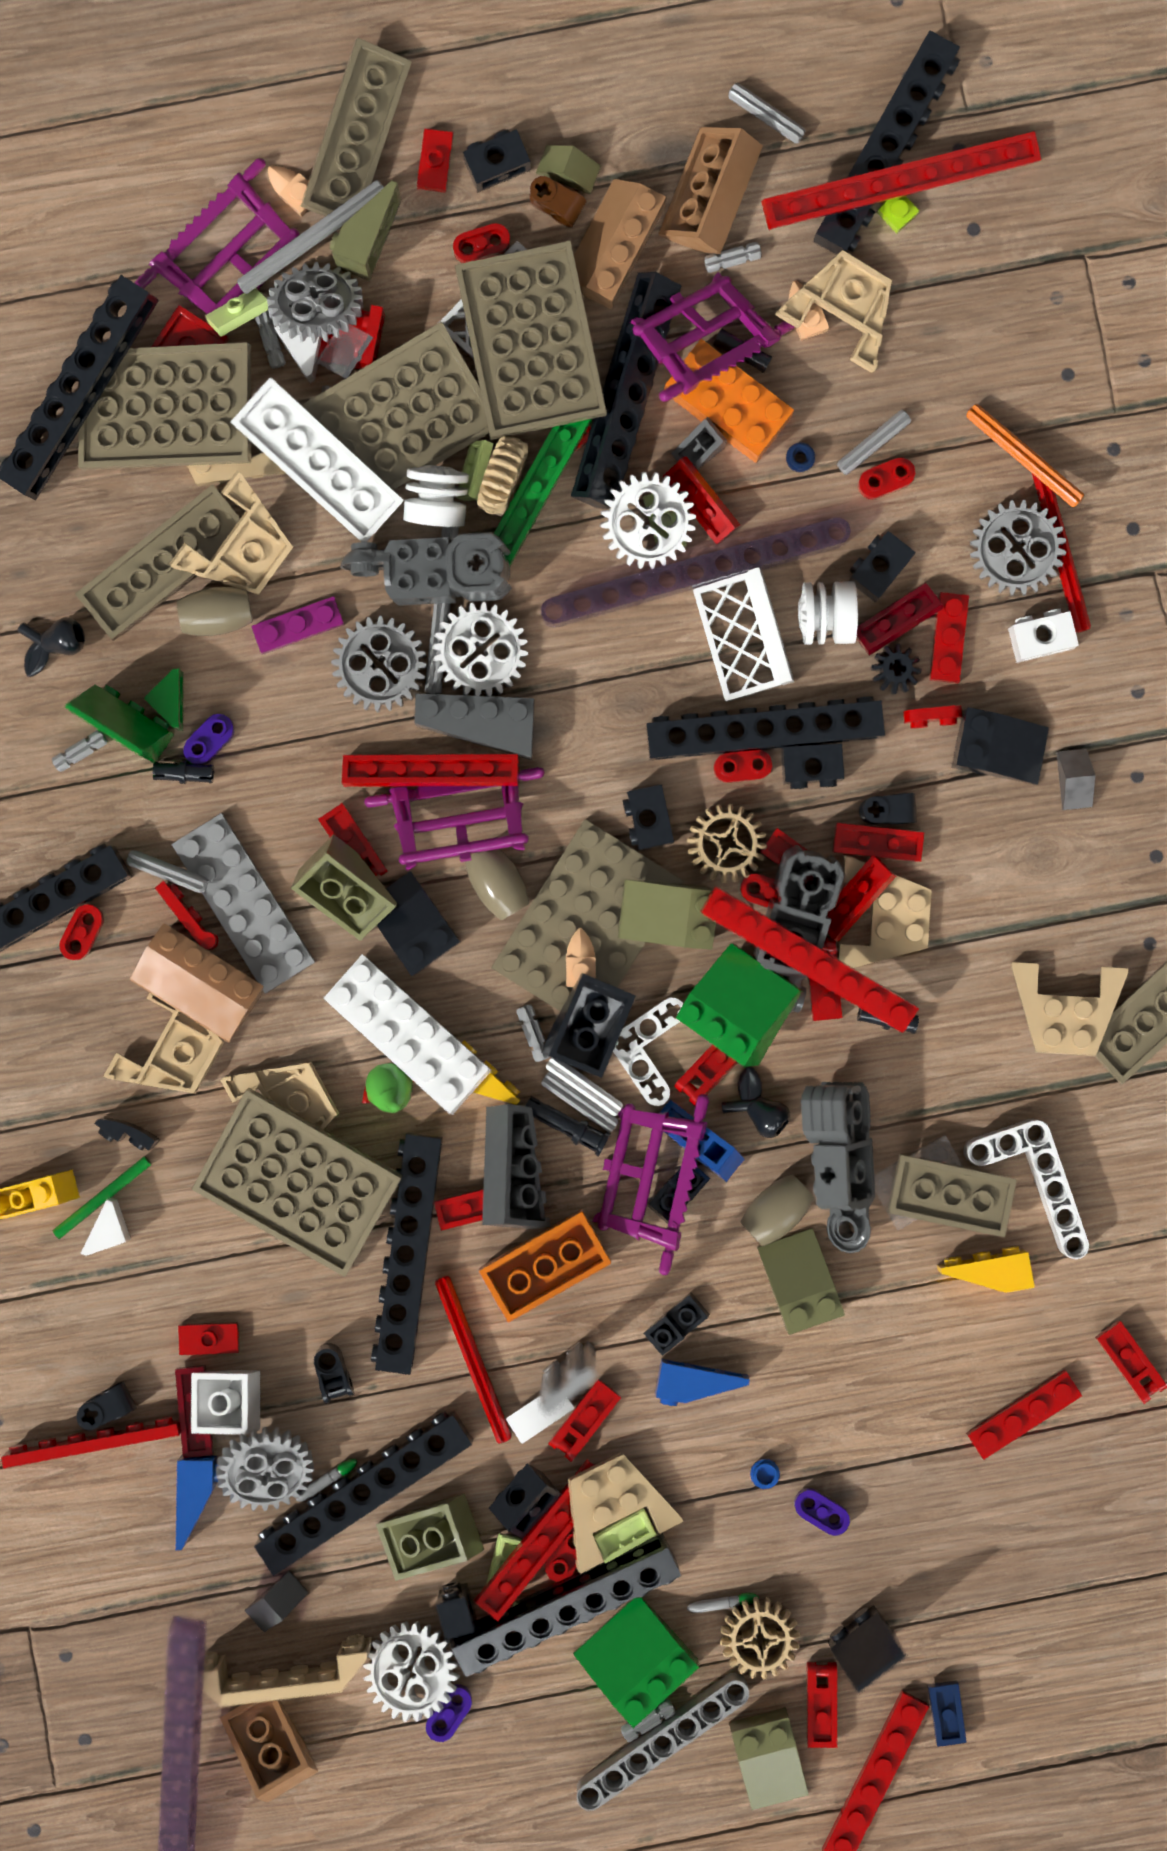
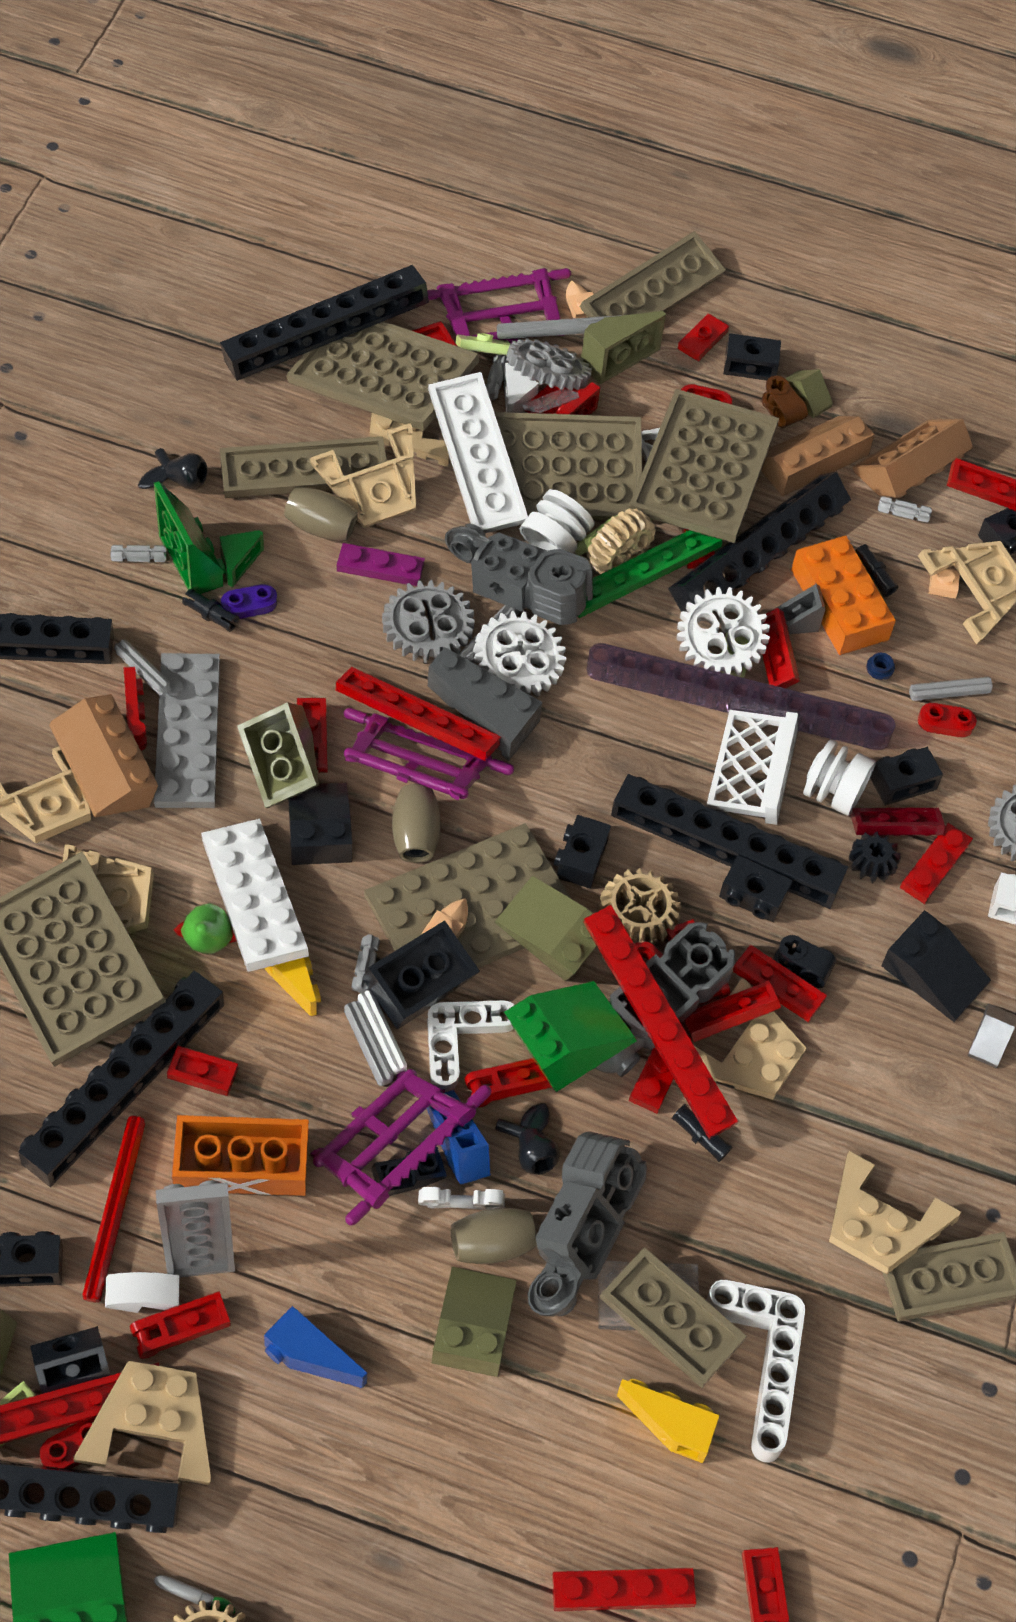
camera: 30 degrees right, 30 degrees down
(79, 930) = (36, 674): red plate -> none
(511, 1170) = (261, 1064): dark grey wedge -> none
(579, 1131) = (351, 1065): black pin -> none
(624, 1535) = (142, 1458): yellowish green plate -> none
(667, 352) = (818, 545): magenta piece -> none
(676, 1324) = (328, 1291): black slope -> none
(718, 1203) = (481, 1200): none -> white helmet
(743, 766) = (691, 861): red plate -> none
(764, 1473) = (322, 1486): blue plate -> none
(766, 113) = (988, 435): light grey axle -> none
(821, 1510) = (356, 1560): dark purple plate -> none
(945, 715) = (887, 908): red plate -> none

